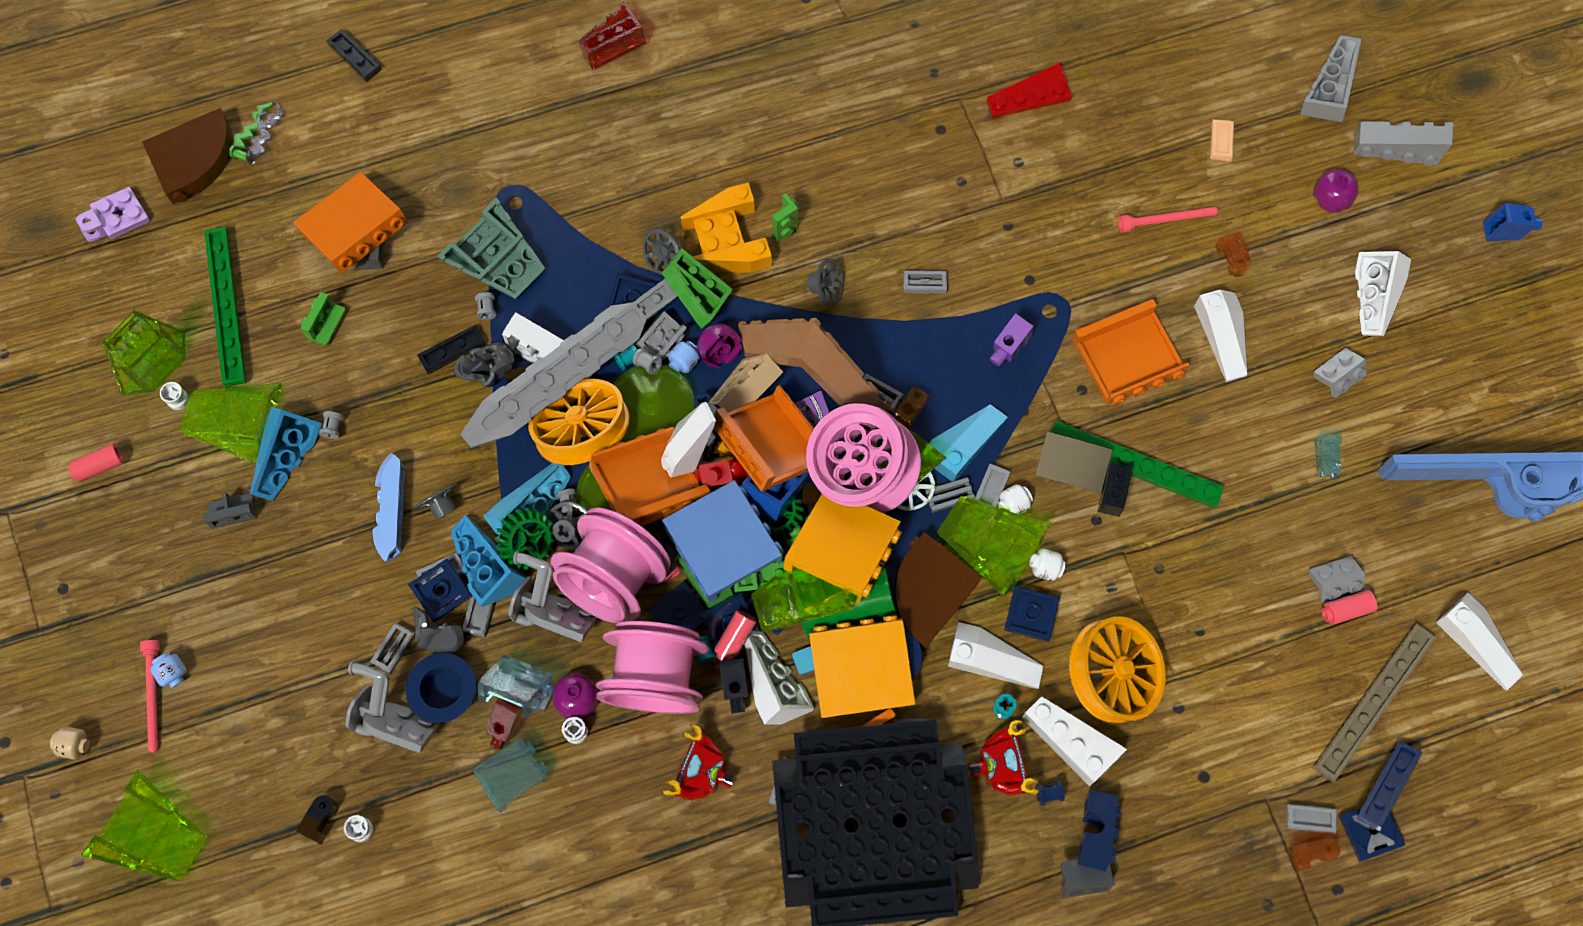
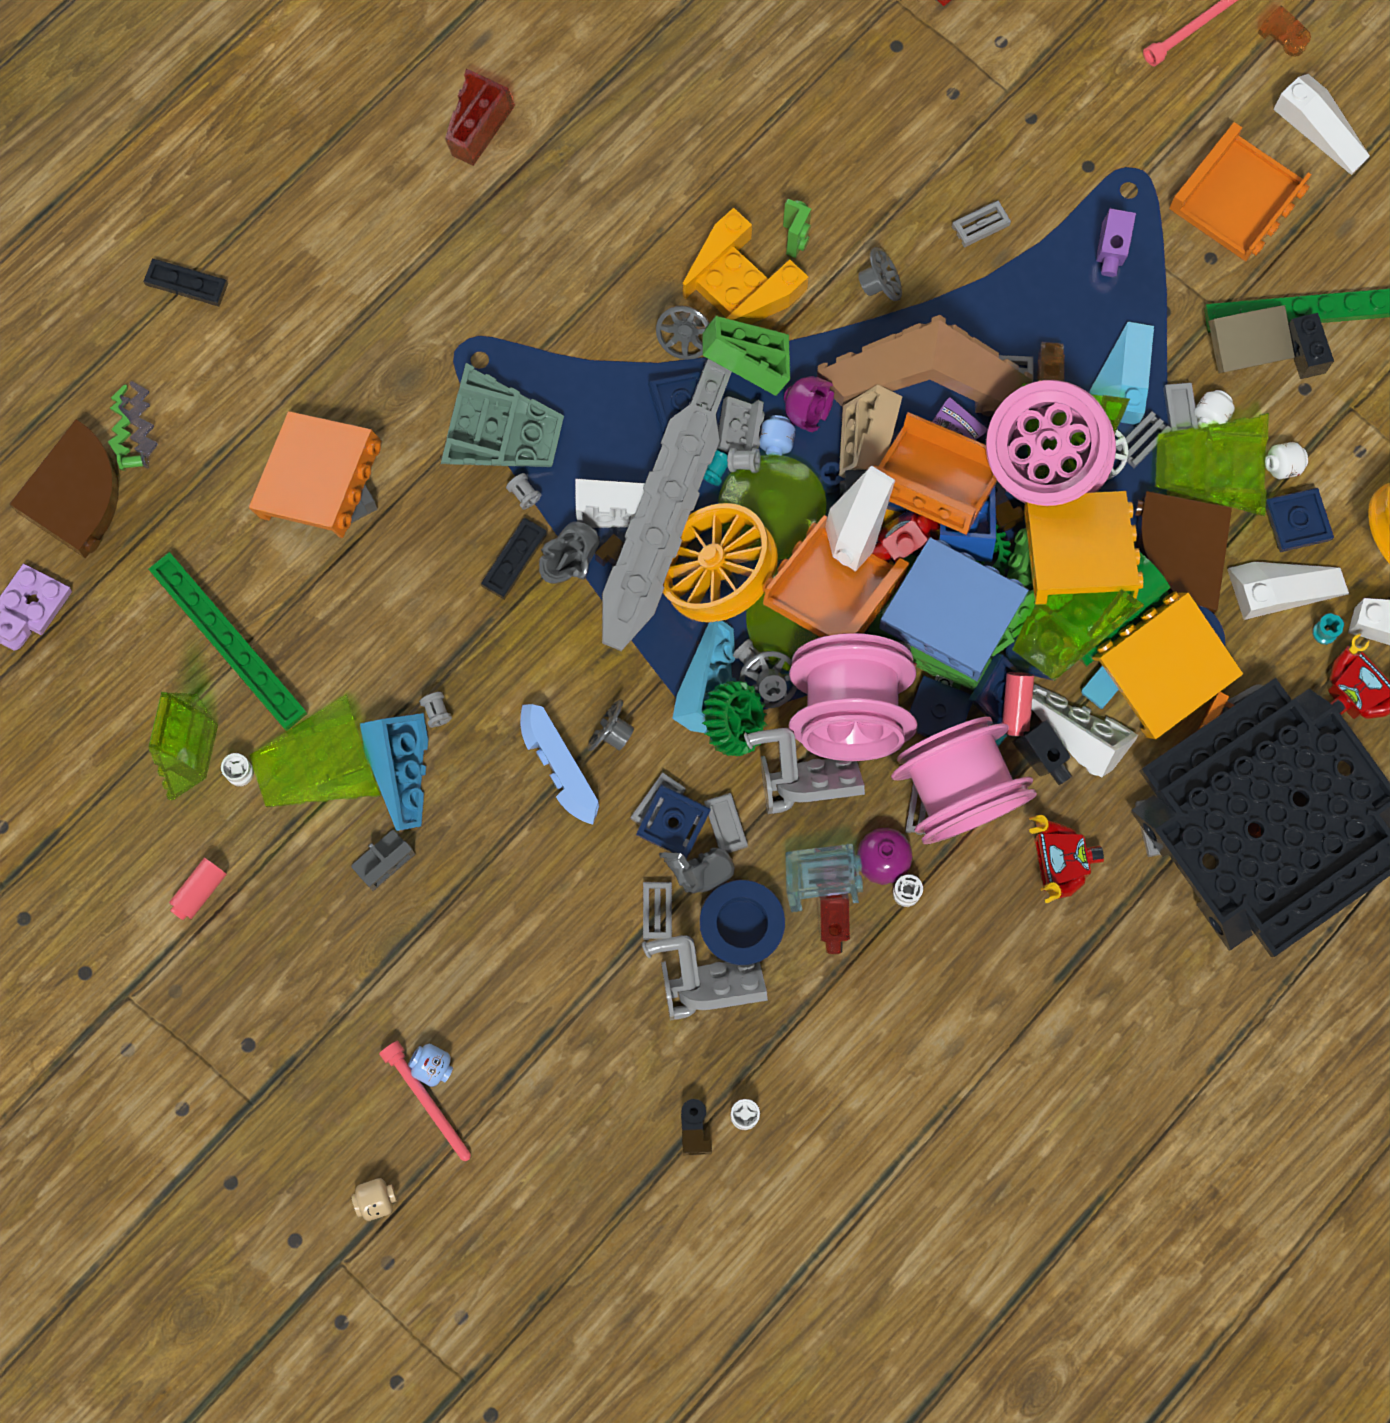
camera: 30 degrees left, 5 degrees up
(148, 834) = (522, 1244): clear neon green wedge -> none
(322, 319) = (353, 598): bright green bracket -> none
(487, 573) = (710, 775): dark azure wedge -> none
(510, 773) = (870, 971): clear light blue panel -> none

